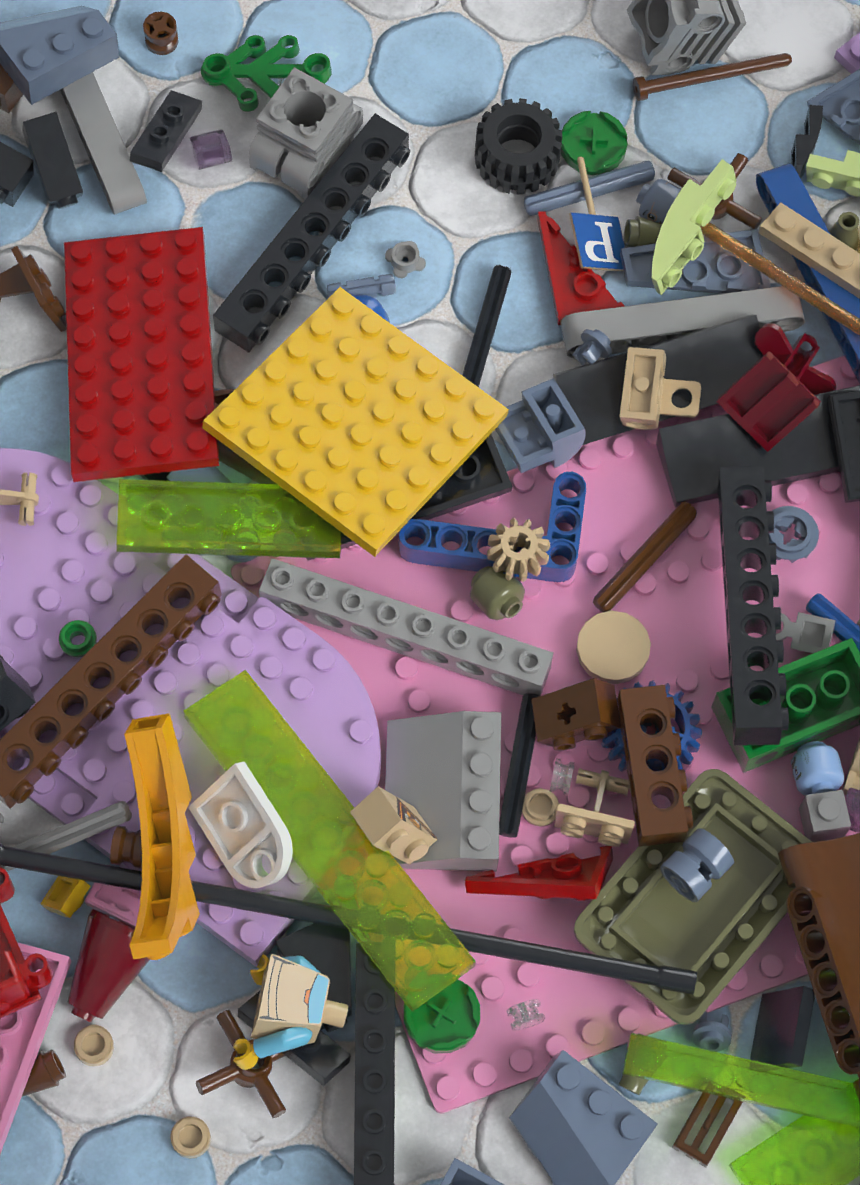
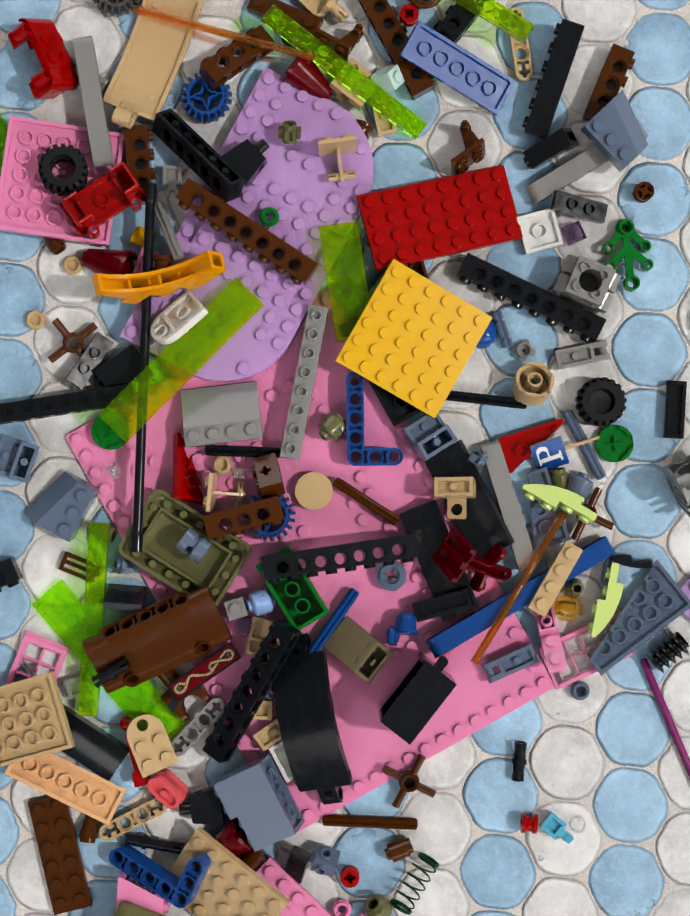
camera: 90 degrees right, 20 degrees up
(196, 200) = (540, 231): none -> white plate
(288, 1008) = (95, 356): torso -> none
(393, 826) = (192, 392): tan brick -> none
(429, 169) = (581, 355): none -> light grey plate
(470, 244) = (533, 384): none -> tan brick
(530, 556) = (356, 430): tan gear -> none
(548, 40) = (675, 409): none -> black plate
(644, 87) = (668, 503): reddish brown bar -> none
(808, 632) = (335, 590): light grey plate -> none

